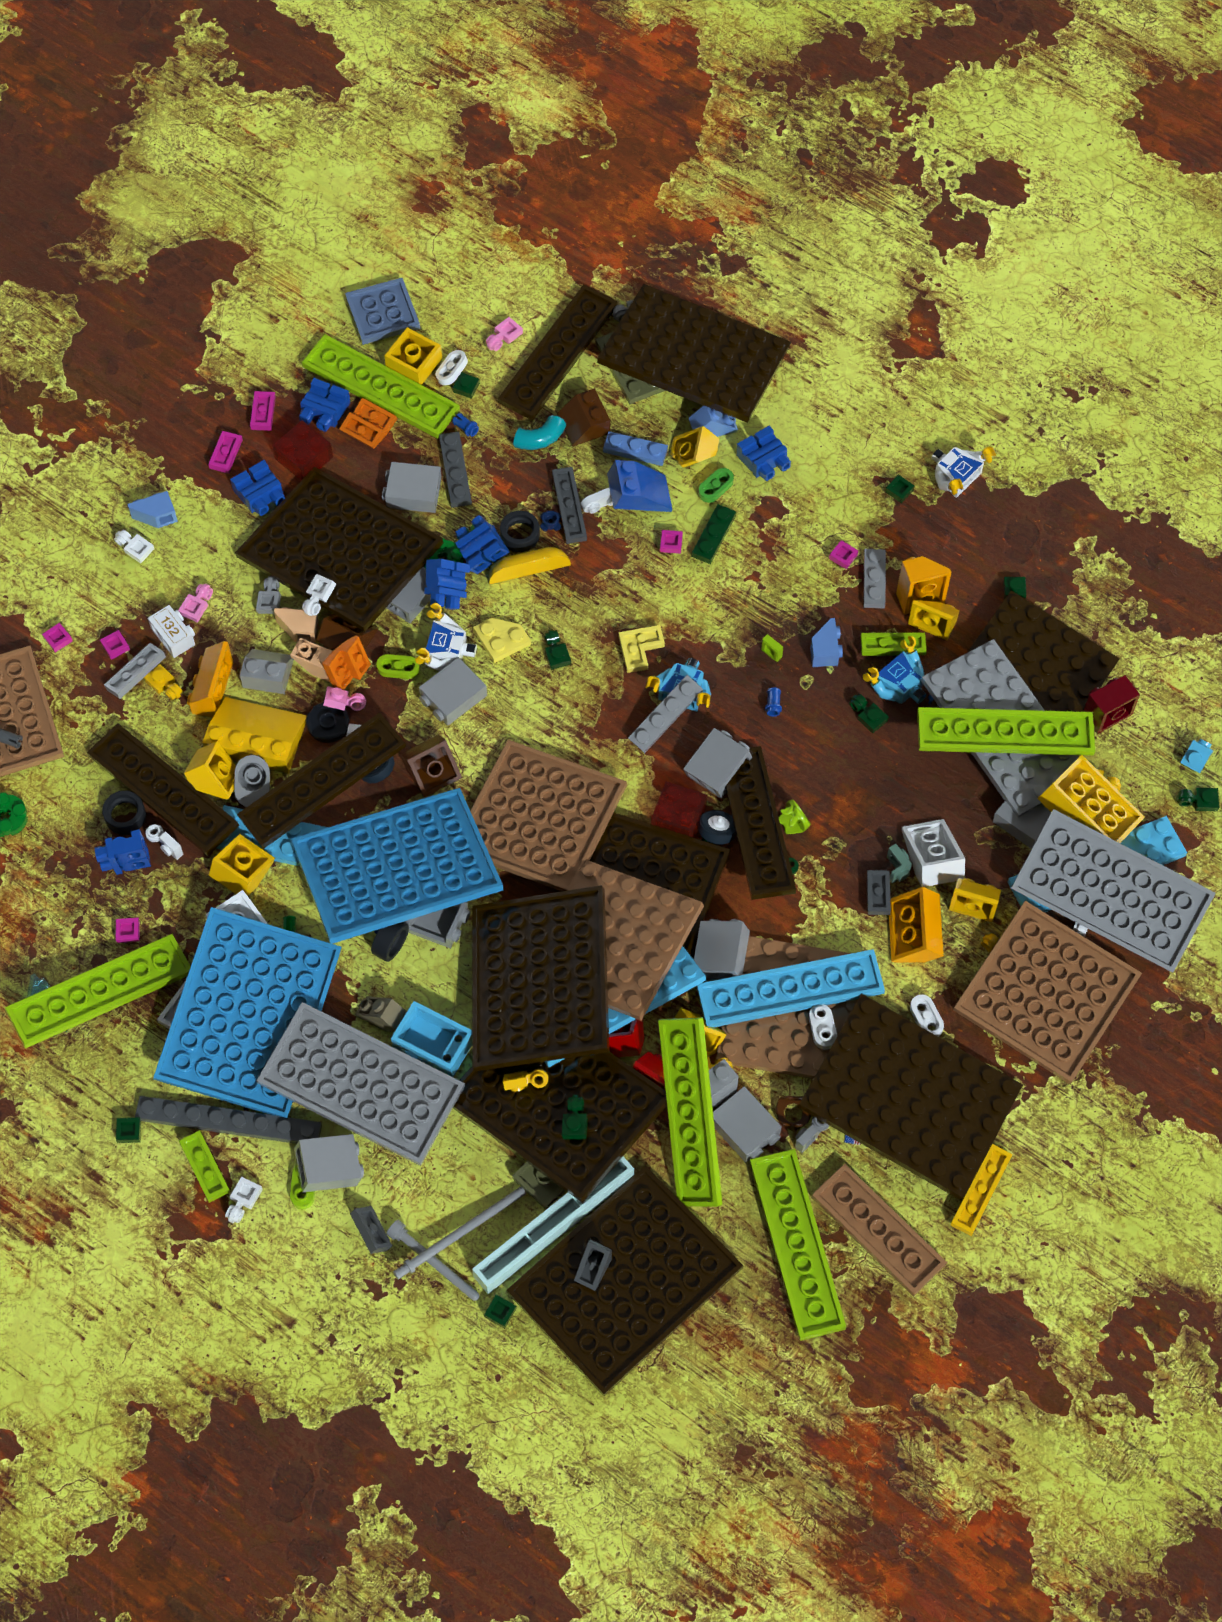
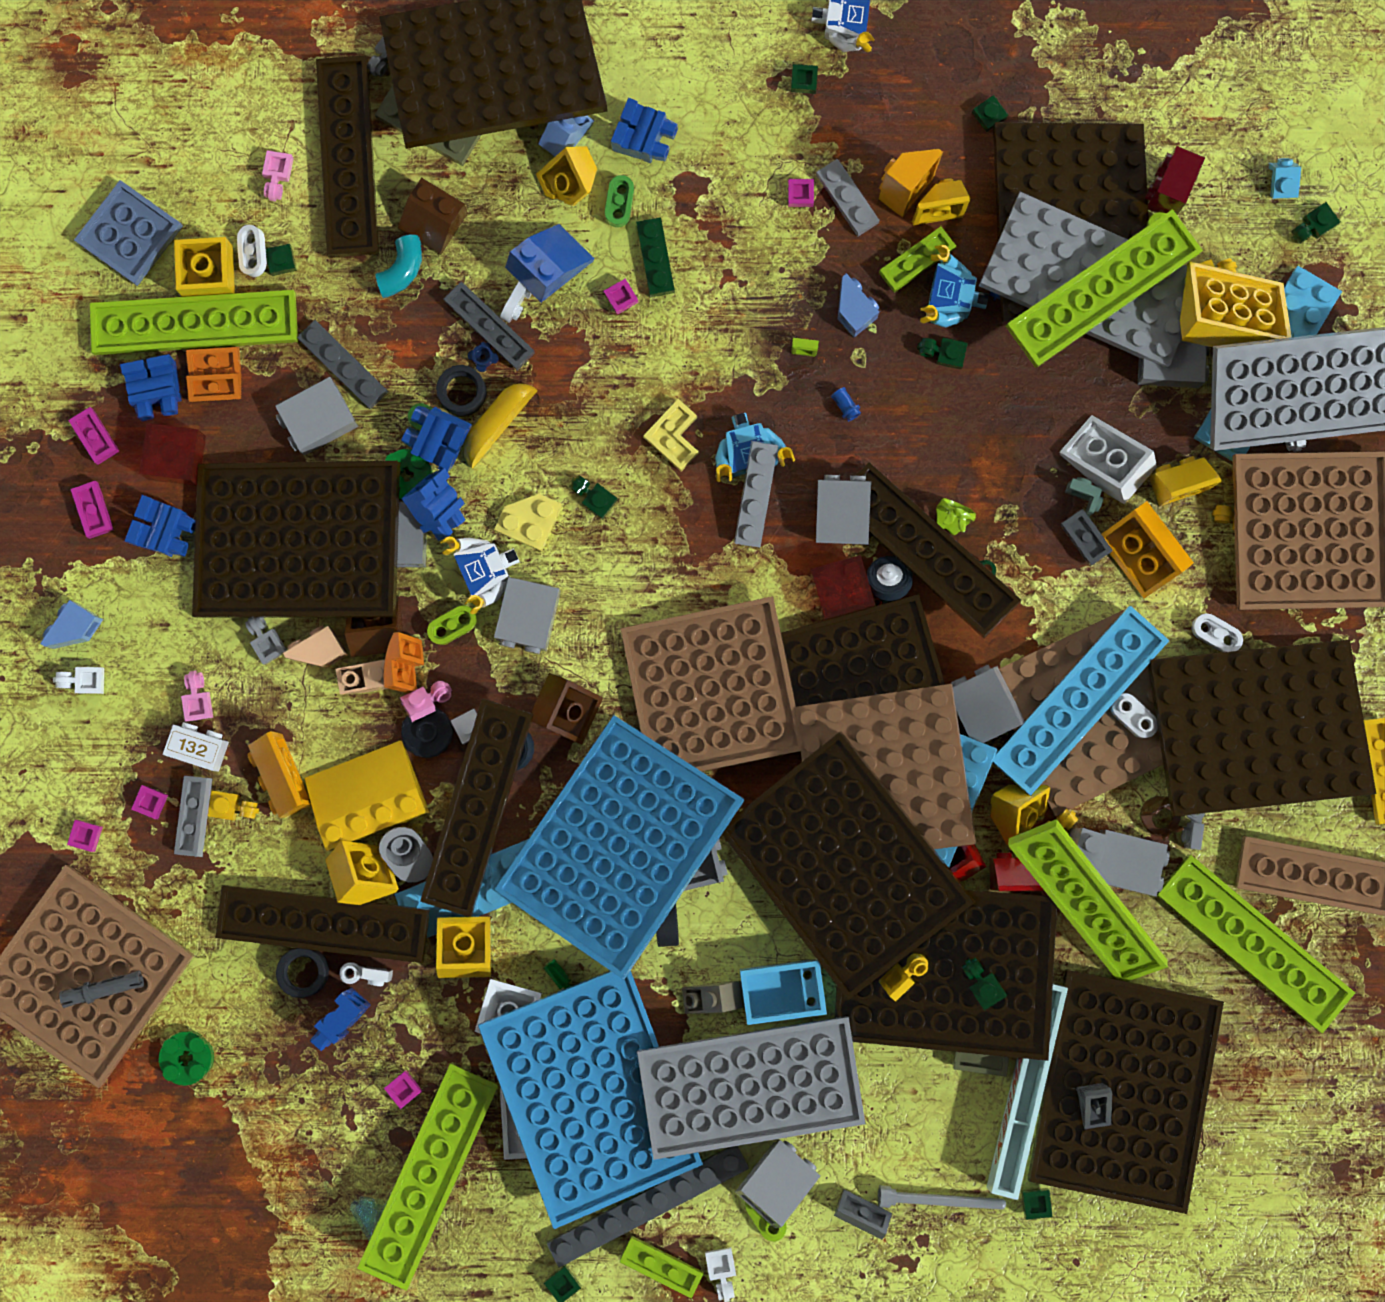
camera: 35 degrees left, 20 degrees up
(266, 671) = (323, 720): light grey slope -> none
(318, 590) = (318, 605): white plate -> none
(410, 1265) = (945, 1160): light grey bar -> none
(470, 428) = (316, 307): blue pin -> none
(635, 448) = (507, 214): medium blue plate -> none

